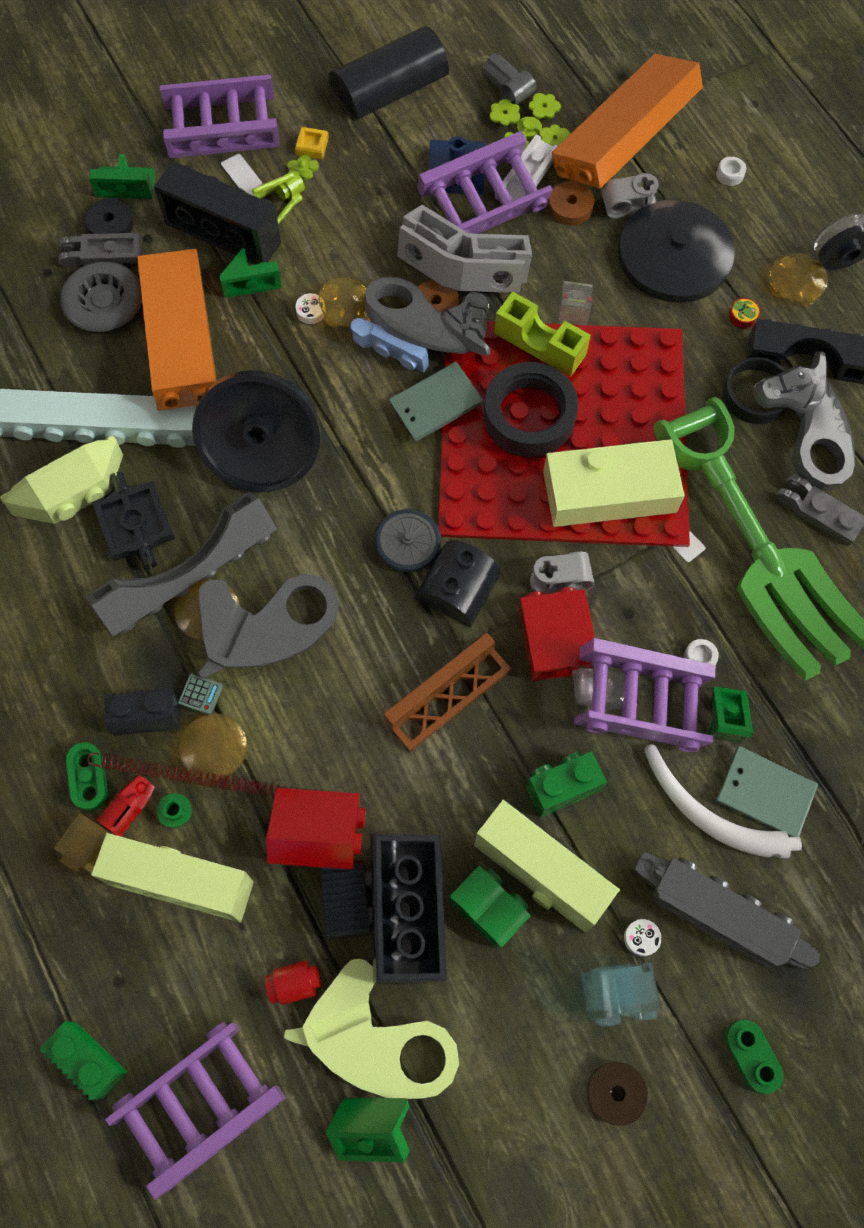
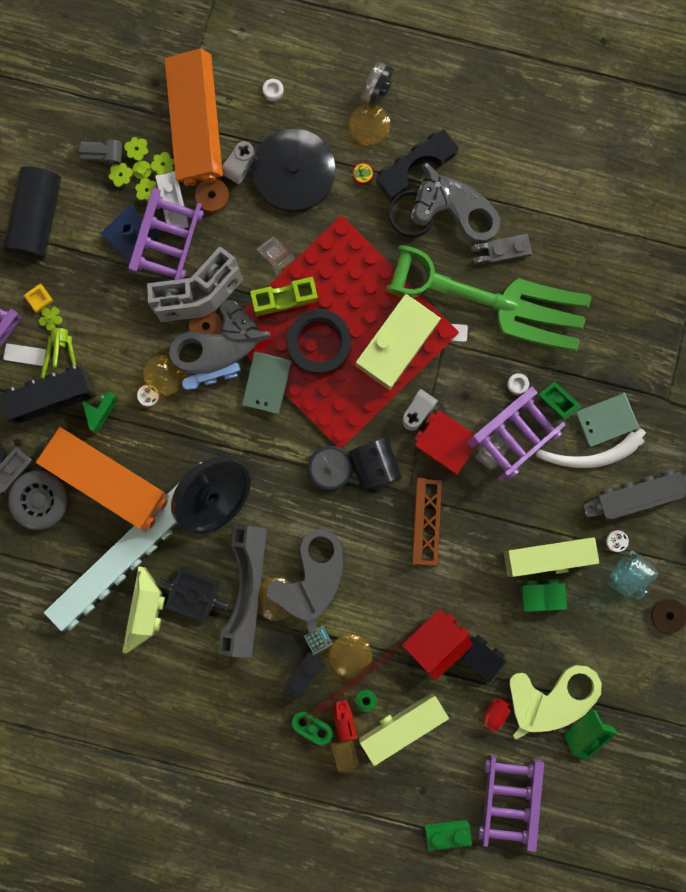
camera: 50 degrees left, 15 degrees up
(407, 909) = (511, 634): black brick -> none
(565, 783) = (521, 509): green brick -> none

